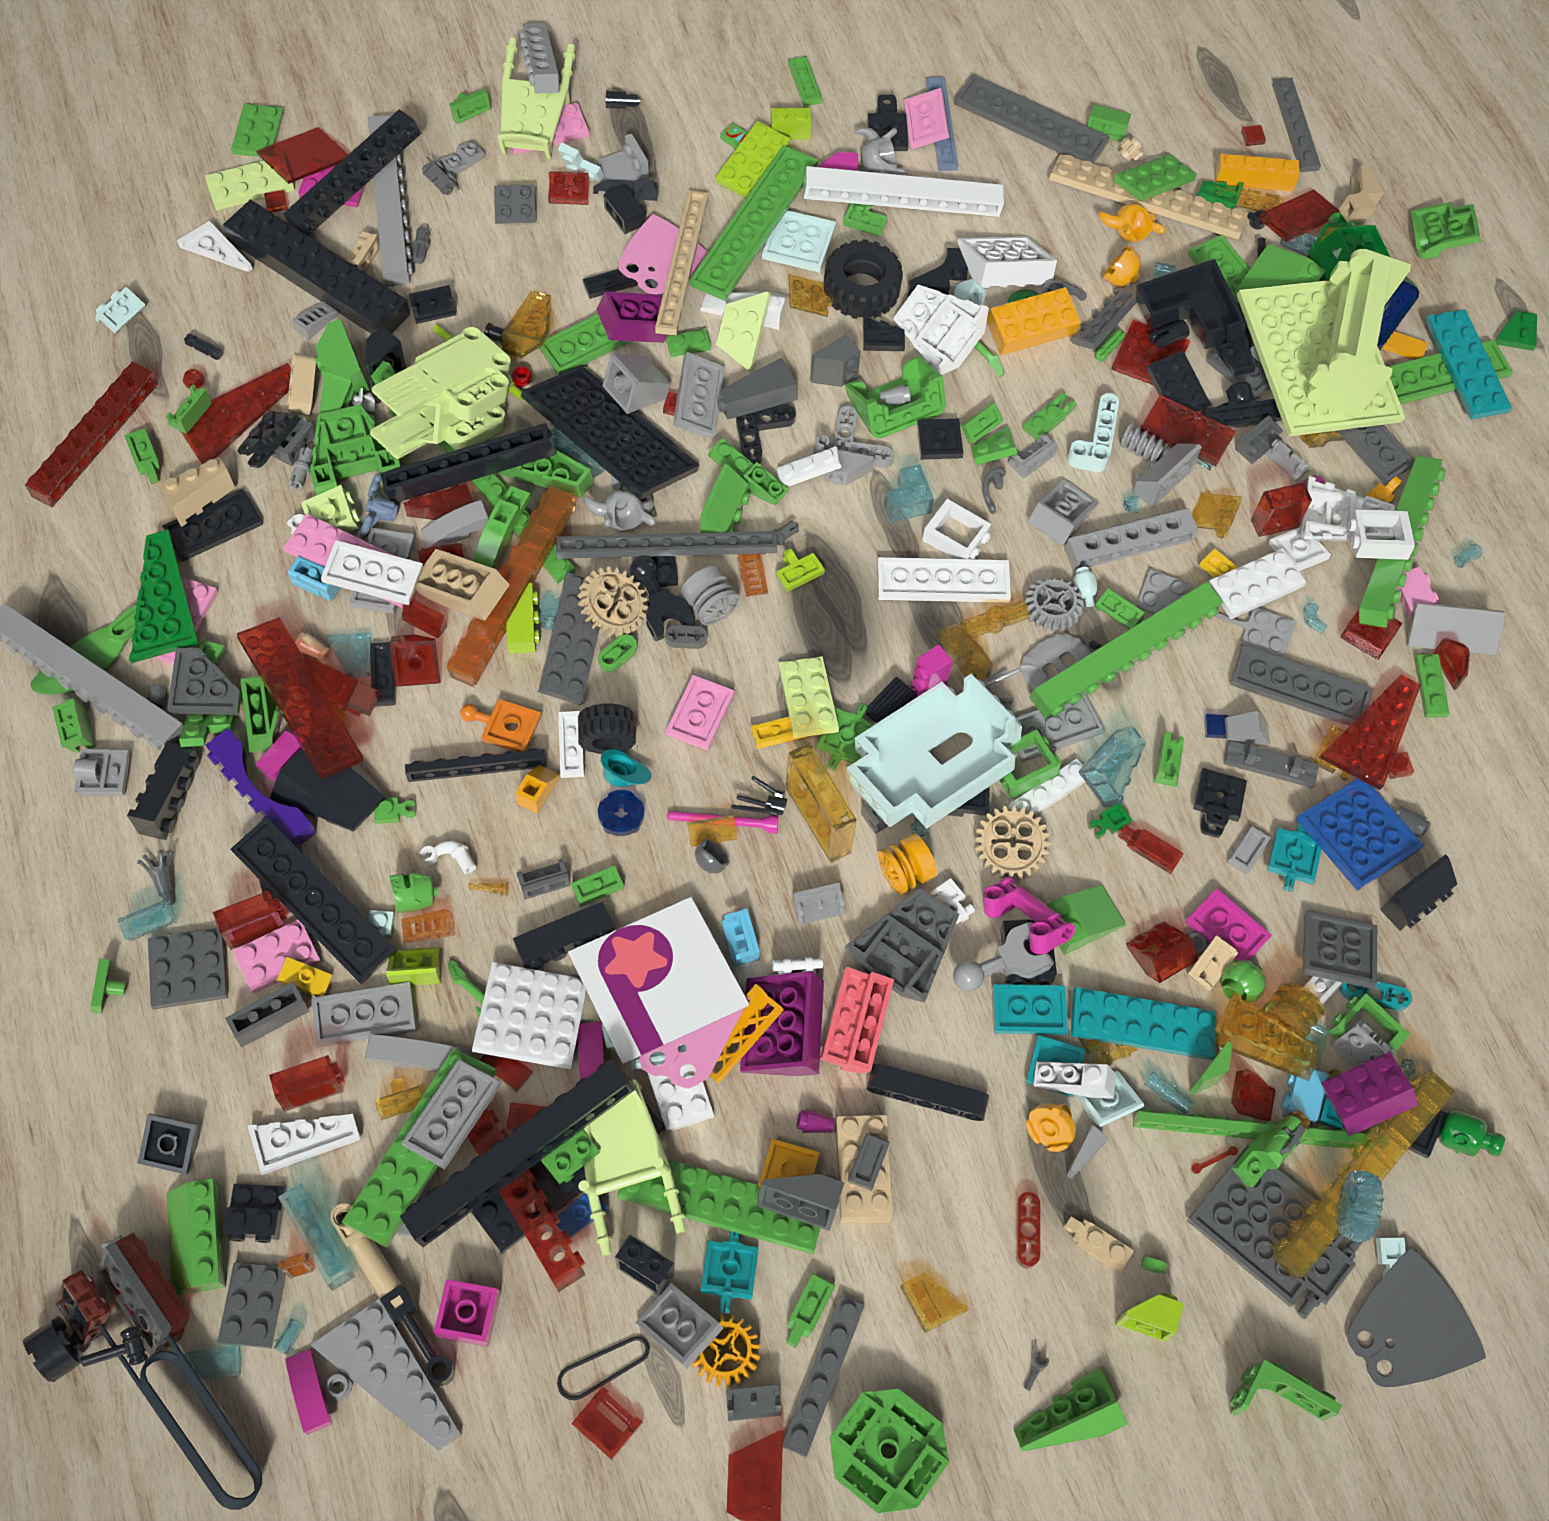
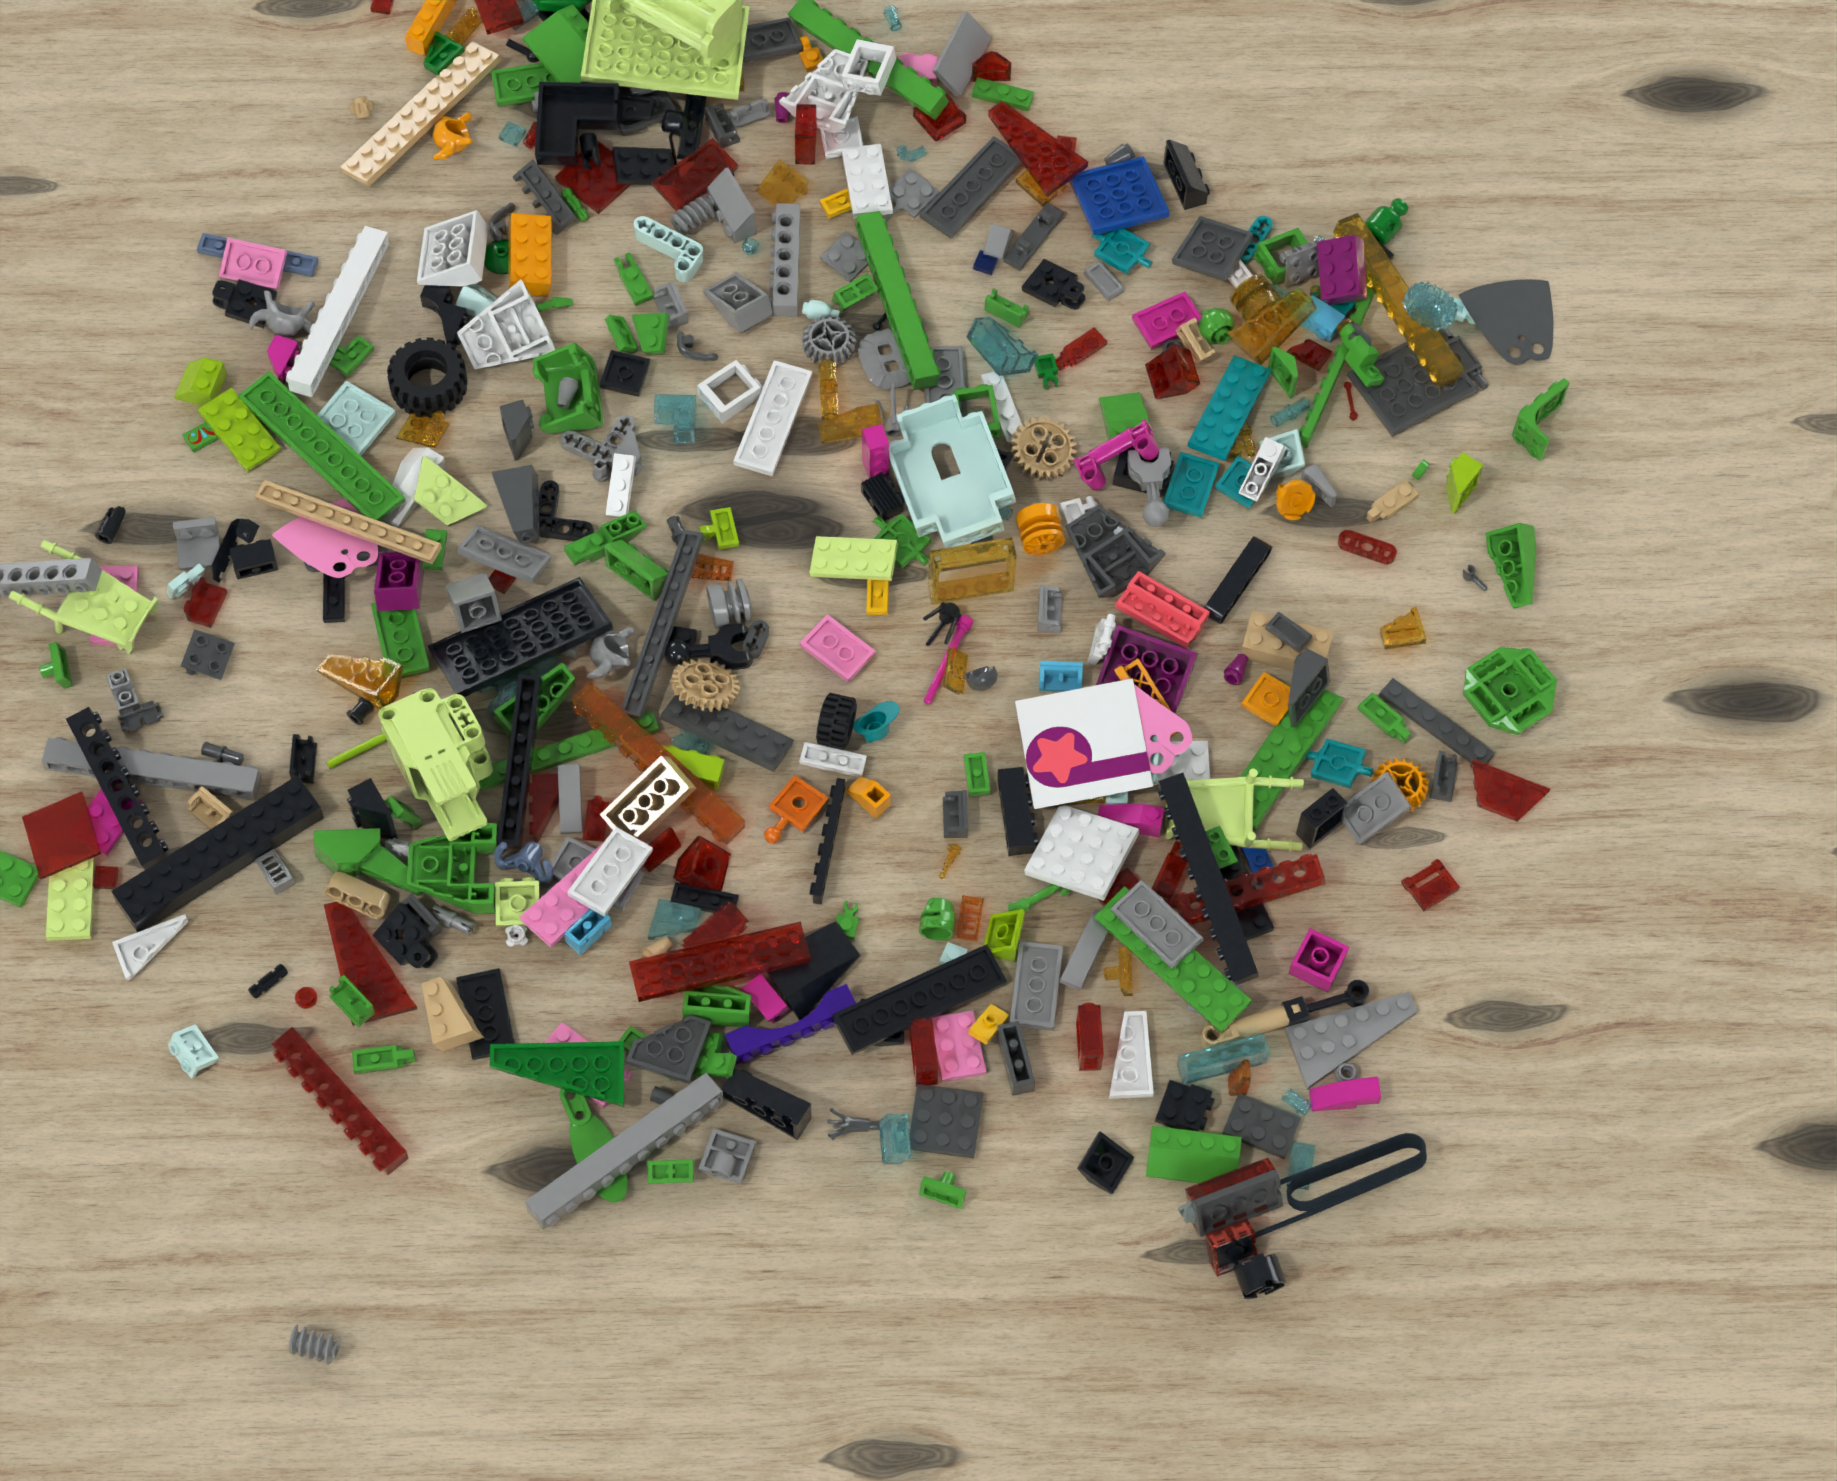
camera: 70 degrees left, 0 degrees up
(131, 1346) = (1278, 1210): black piece -> none
(457, 851) = (905, 877): white piece -> none
(499, 527) = (591, 757): bright green slope -> none
(608, 1379) = (1395, 876): black piece -> none
(616, 653) = (754, 700): bright green plate -> none
(618, 825) = (911, 749): clear blue plate -> none
(805, 81) = (153, 356): bright green tile -> none
(882, 336) = (492, 384): black wing -> none
(1031, 120) = (288, 177): dark grey plate -> none
(1109, 121) = (320, 114): bright green hinge -> none
(1123, 268) = (497, 162): light orange cylinder -> none
(1155, 177) = (405, 99): bright green plate -> none
(1254, 221) = (481, 40): black plate -> none

